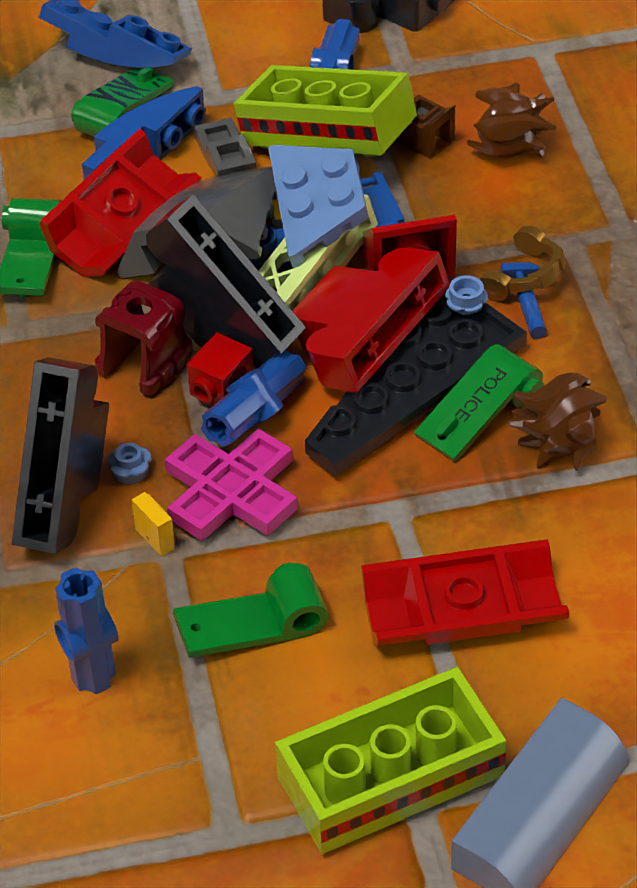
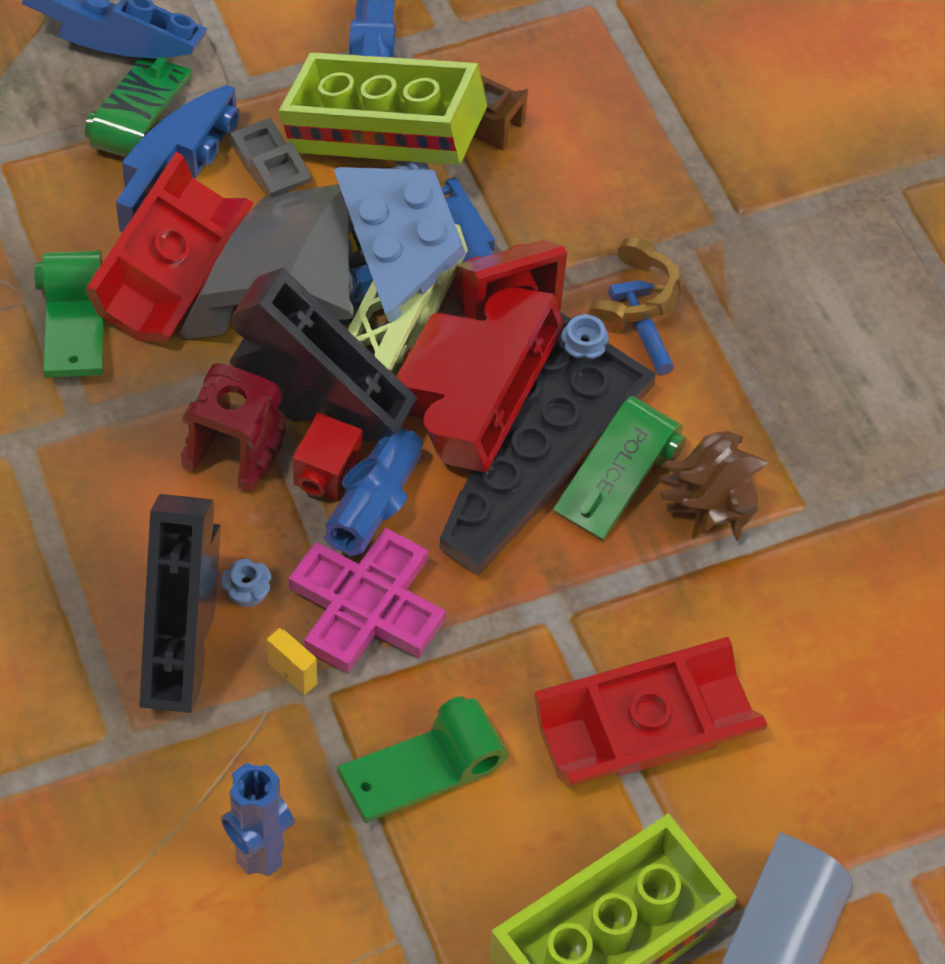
camera: 15 degrees left, 10 degrees up
(511, 122) = (592, 103): reddish brown hair -> none

